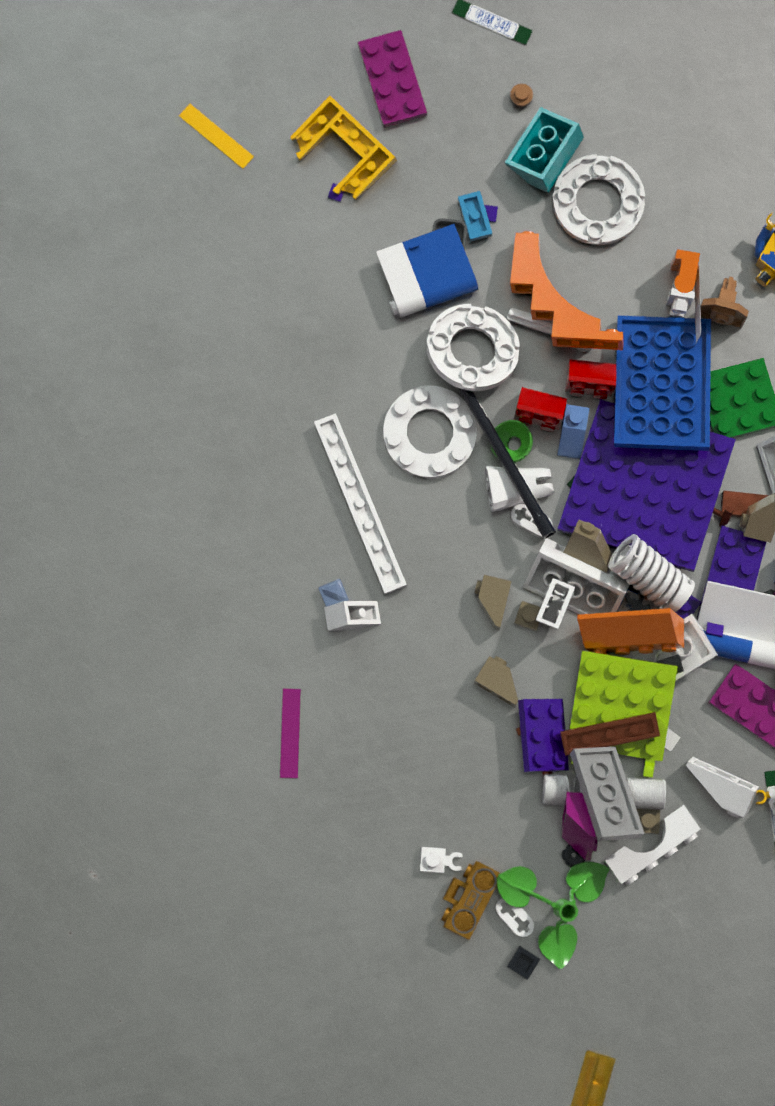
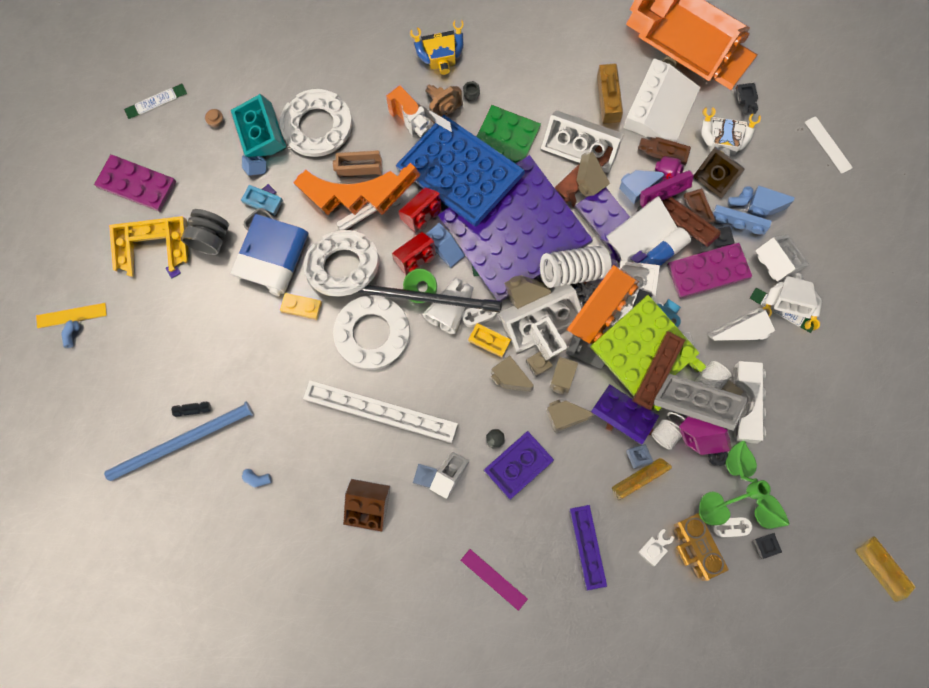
camera: 45 degrees left, 5 degrees down
(183, 342) = (178, 442): none -> medium blue axle
(197, 148) = (66, 333): none -> medium blue arm
(203, 441) = (254, 480): none -> medium blue arm
(220, 326) = (191, 409): none -> black axle
(263, 561) = (366, 505): none -> reddish brown slope
(388, 796) = (588, 547): none -> dark purple plate
(399, 191) = (205, 231): none -> dark grey wheel
(400, 343) = (301, 306): none -> yellow plate
(413, 673) = (518, 465): none -> dark purple plate
(421, 632) = (495, 438): none -> pearl dark grey tile
(493, 797) = (641, 478): none -> clear yellow slope
(503, 177) = (253, 165): none -> medium blue slope
(512, 550) = (489, 340): none -> yellow plate
(513, 780) = (639, 456): none -> sand blue tile
(532, 648) = (563, 375): none -> dark tan slope
(572, 646) = (581, 350): none -> dark grey bracket
(589, 278) = (358, 163): none -> medium nougat window
(683, 702) = (671, 309): none -> dark azure piece
(762, 324) = (471, 90): none -> pearl dark grey tile

